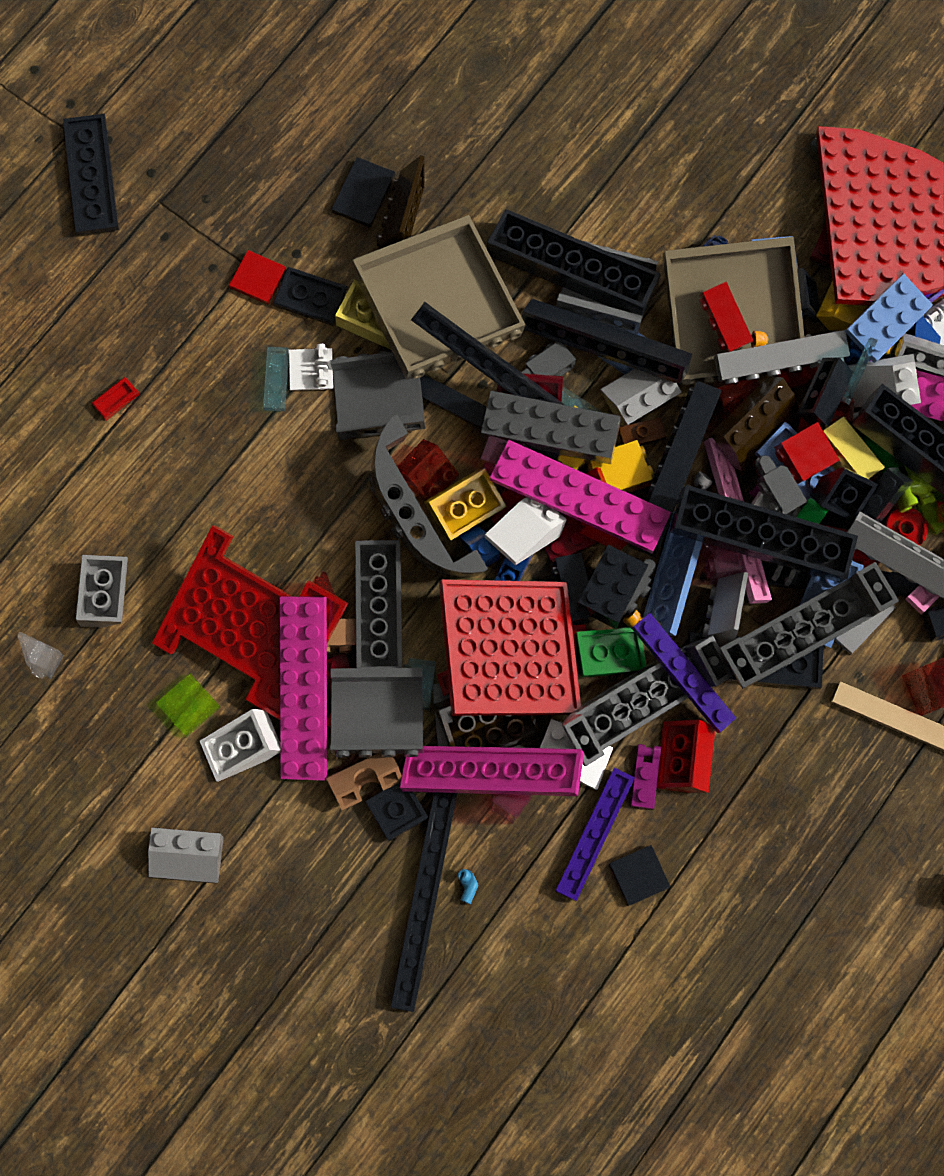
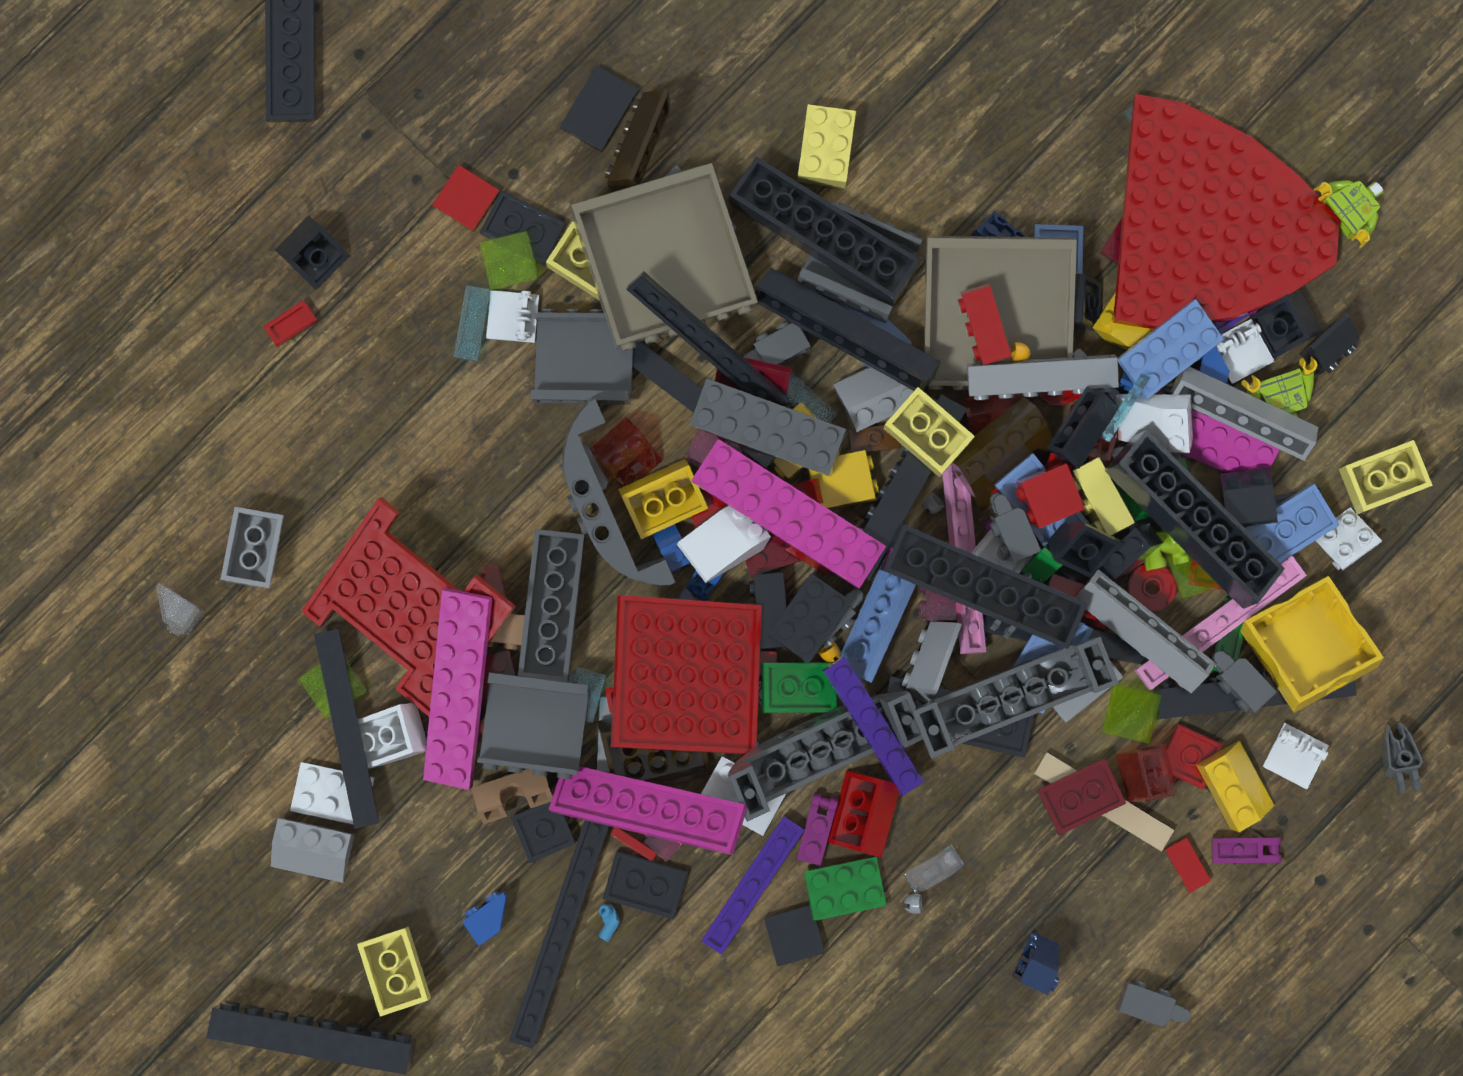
camera: 10 degrees right, 10 degrees up
(128, 335) = (312, 252): none -> black slope
(198, 803) = (322, 793): none -> white plate
(205, 1029) = (312, 1038): none -> black brick
(206, 740) = (346, 728): none -> black tile
(275, 956) = (394, 971): none -> light yellow brick
(302, 322) = (509, 260): none -> clear neon green plate
(356, 898) = (488, 920): none -> blue slope
(481, 810) = (633, 843): none -> red tile
(496, 848) = (645, 885): none -> black tile
(564, 197) = (826, 146): none -> light yellow brick
(679, 826) = (844, 888): none -> green plate
(693, 409) = (928, 432): none -> light yellow brick
(745, 834) = (914, 903): none -> light grey hinge
(757, 798) = (934, 869): none -> clear slope
(867, 871) = (1039, 964): none -> dark blue wedge
(878, 714) = (1081, 796): none -> dark red plate
(909, 637) = (1131, 714): none -> clear neon green tile

